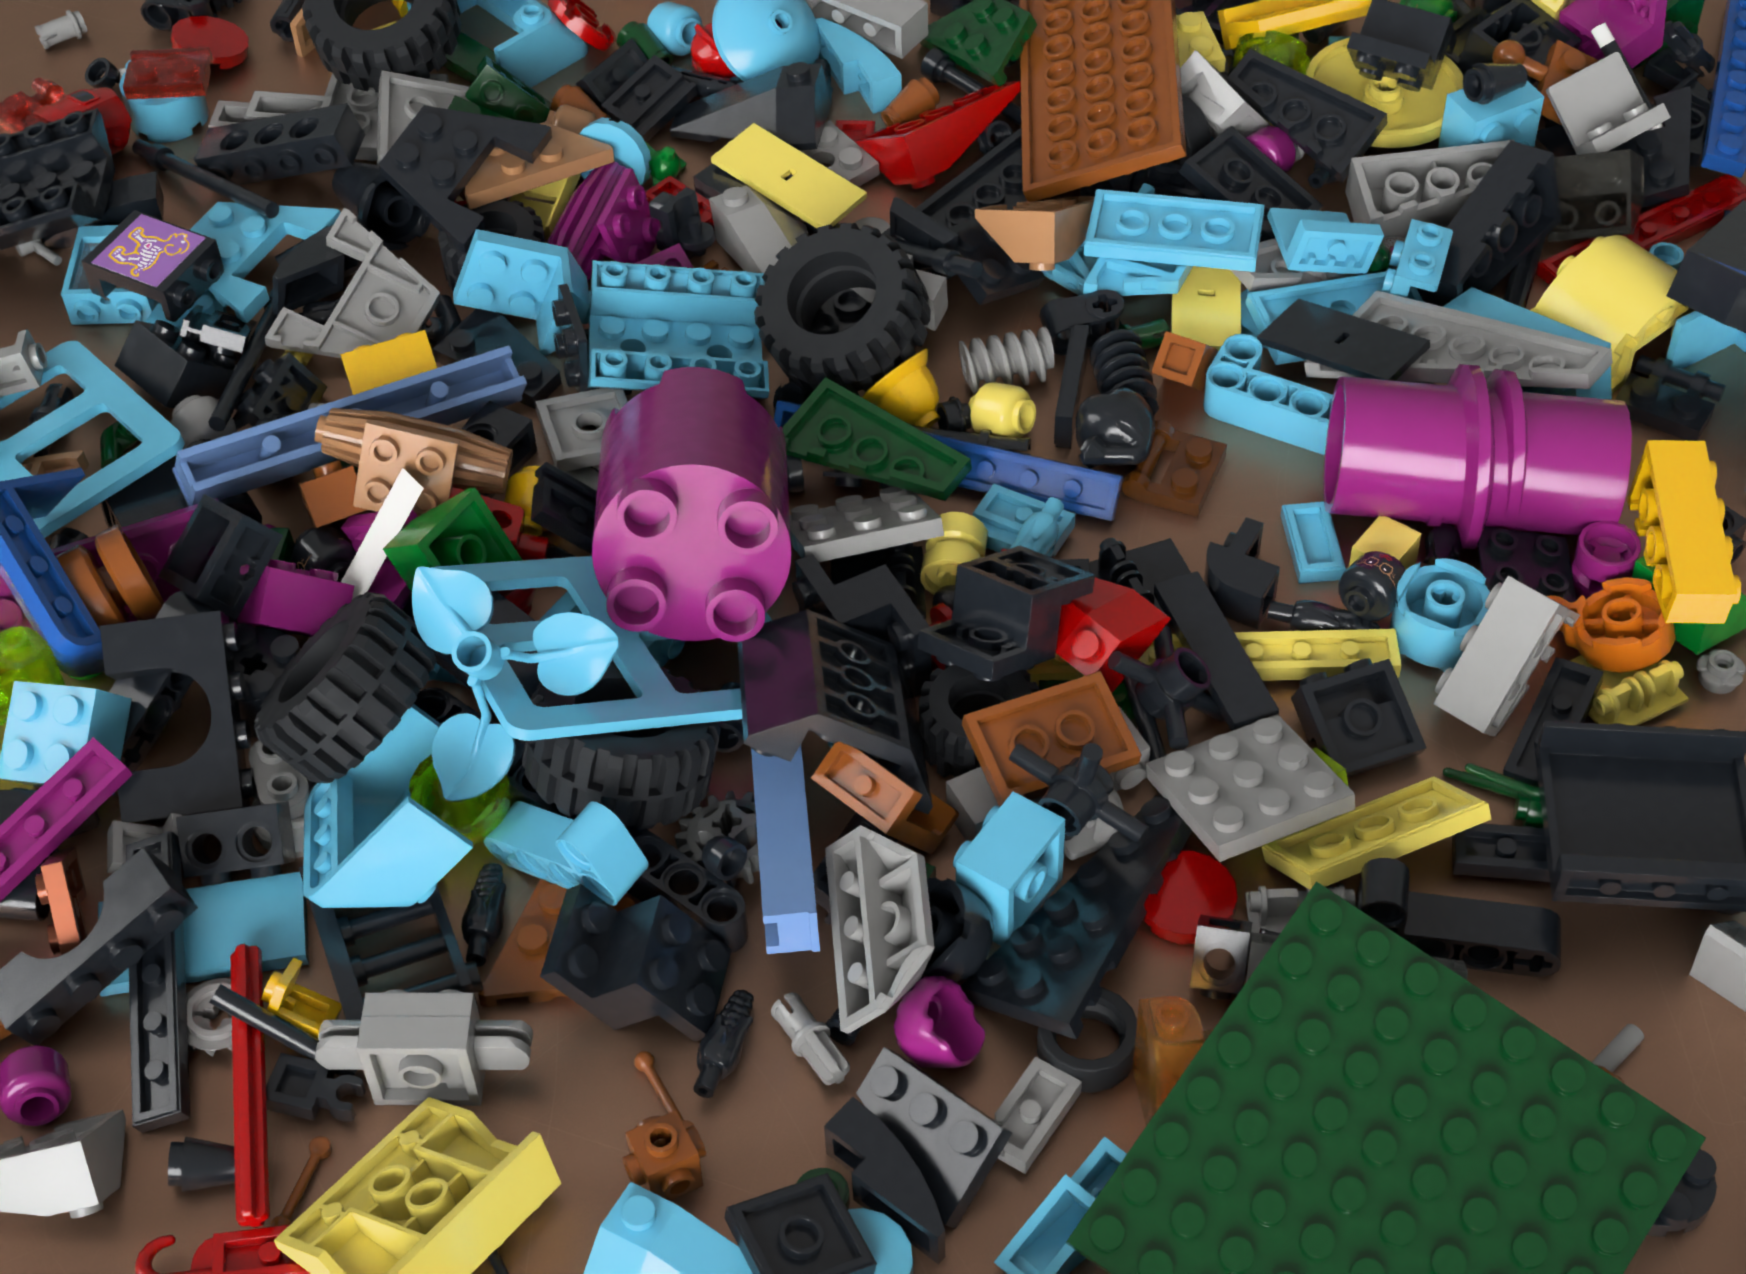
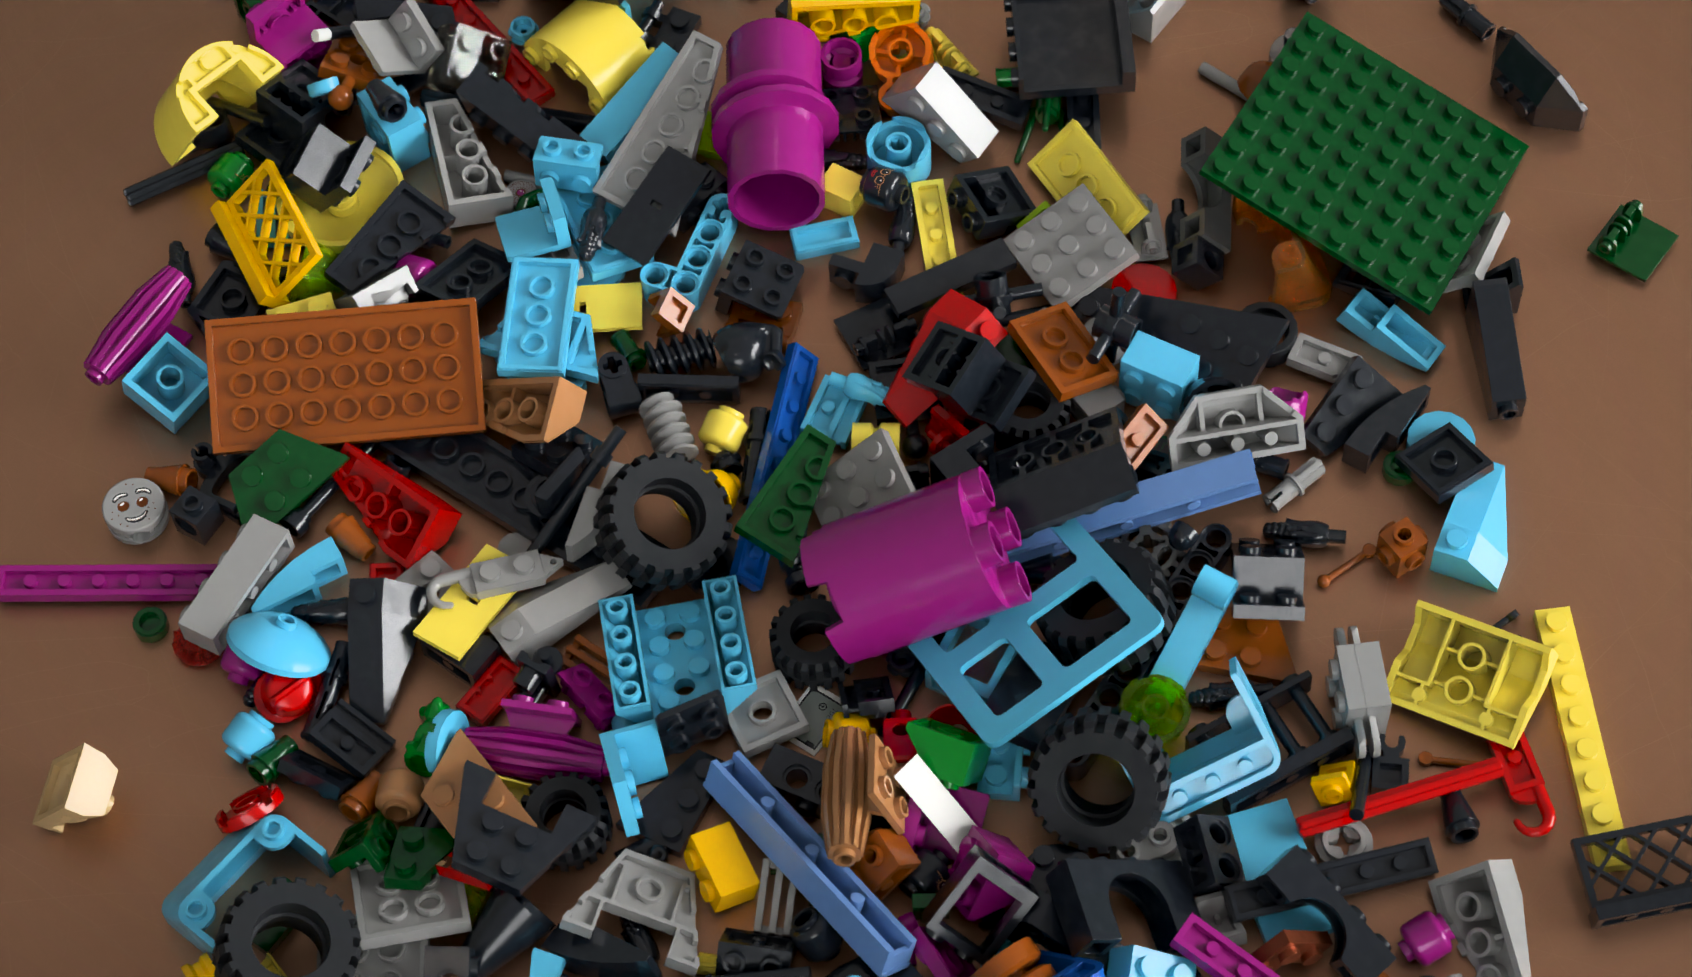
camera: 95 degrees left, 10 degrees up
(448, 613) = (1139, 689): medium azure plant -> none
(811, 183) = (496, 576): none -> light grey plate
(1227, 452) = (759, 281): none -> black bracket
(1312, 287) = (592, 229): none -> black piece
(1475, 931) = (1151, 147): black beam -> none
(1519, 34) = (322, 87): none -> medium azure tile

